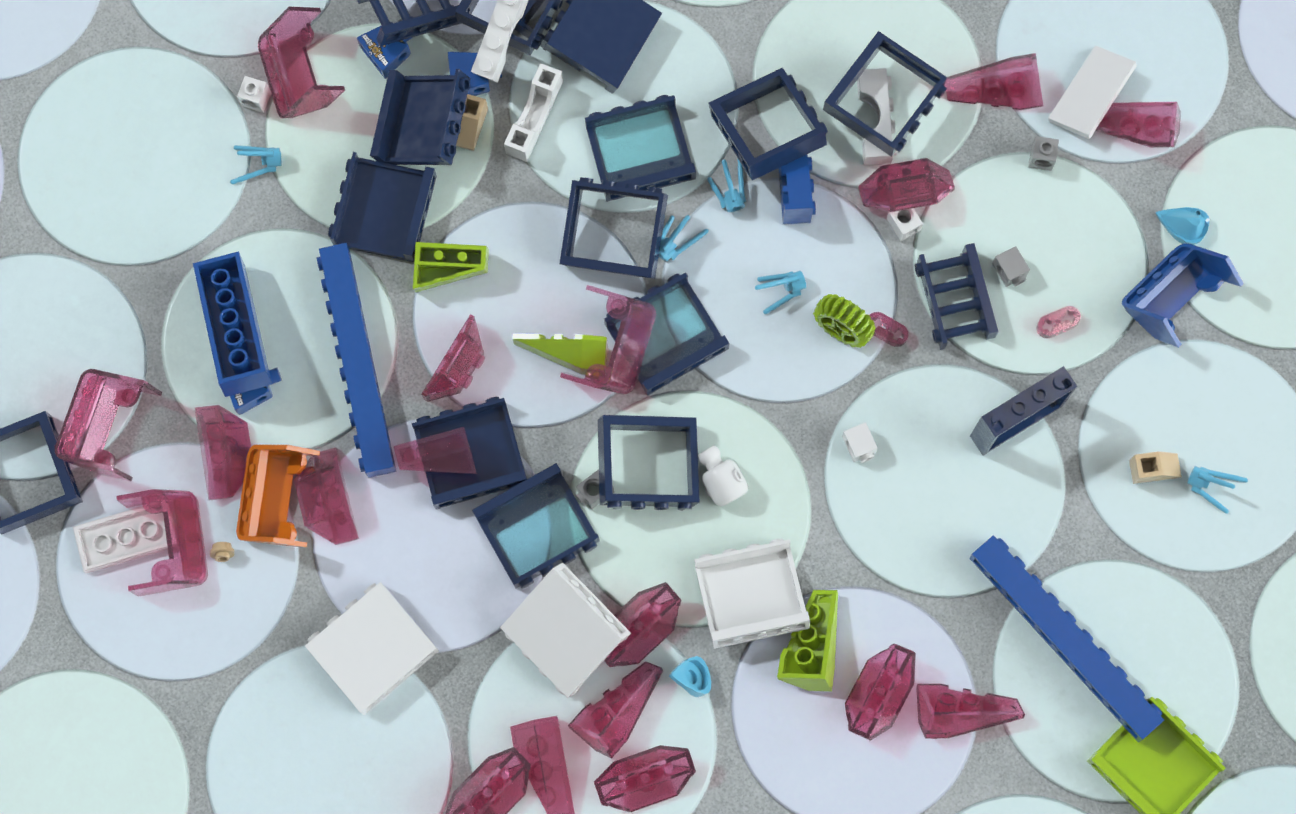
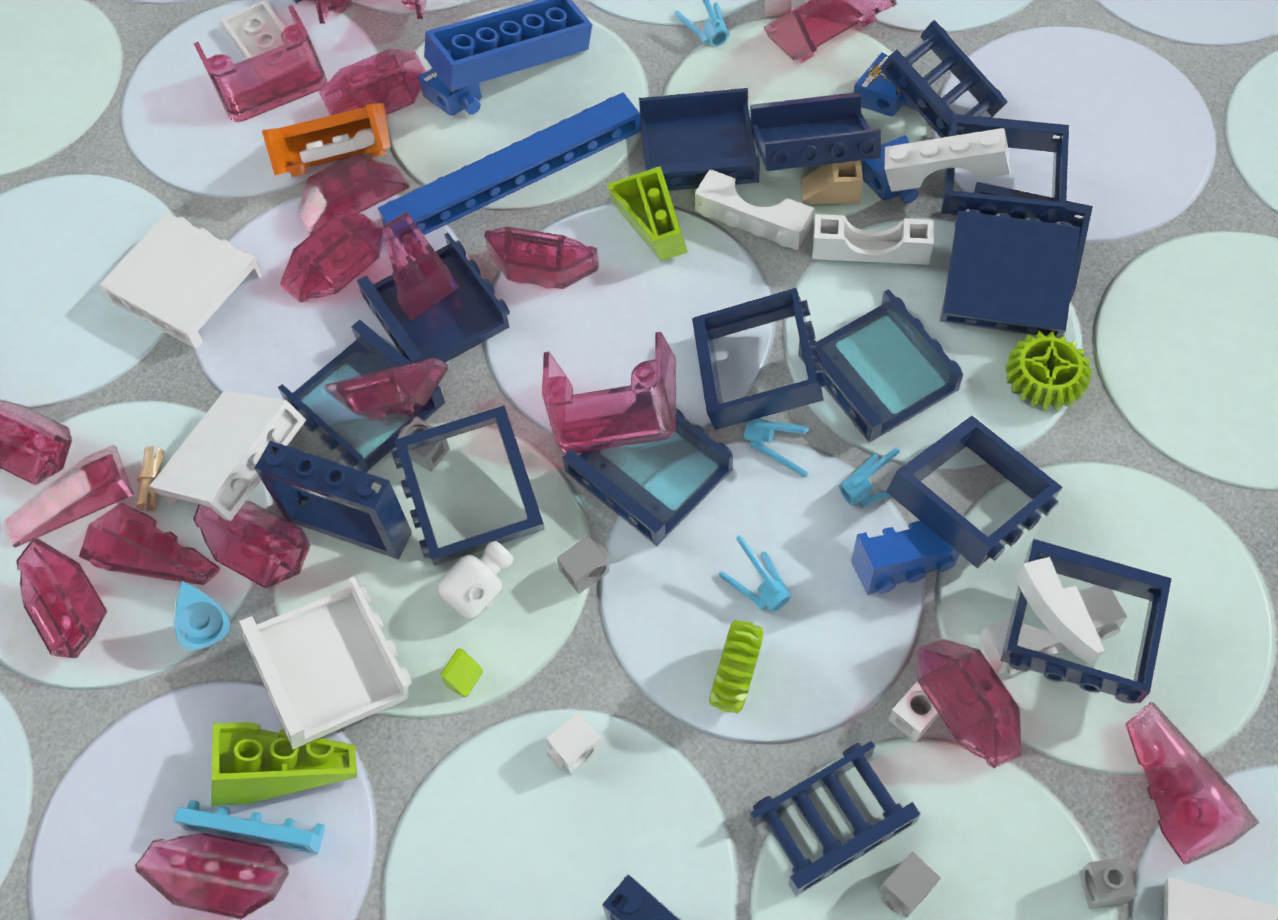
camera: 75 degrees right, 15 degrees down
(222, 551) = (264, 118): tan plate -> none
(287, 490) = (340, 145): none -> white hinge
(396, 520) = (332, 256): none -> clear pink wedge
(449, 209) = (782, 223): none -> white arch
(548, 502) = (390, 390): none -> clear pink wedge
(553, 700) = (150, 470): none -> tan pin
(574, 354) = (586, 362): lime wedge -> none
(640, 553) = (289, 470): none -> dark blue window
(671, 28) = (1064, 363): none -> lime gear
(731, 400) = (584, 563): none -> light grey brick
(785, 505) = (461, 673): none -> lime slope
(854, 670) = (250, 830): none -> medium azure hinge
(882, 106) = (1059, 609): none -> white slope
(892, 325) = (744, 734): clear pink beam -> none

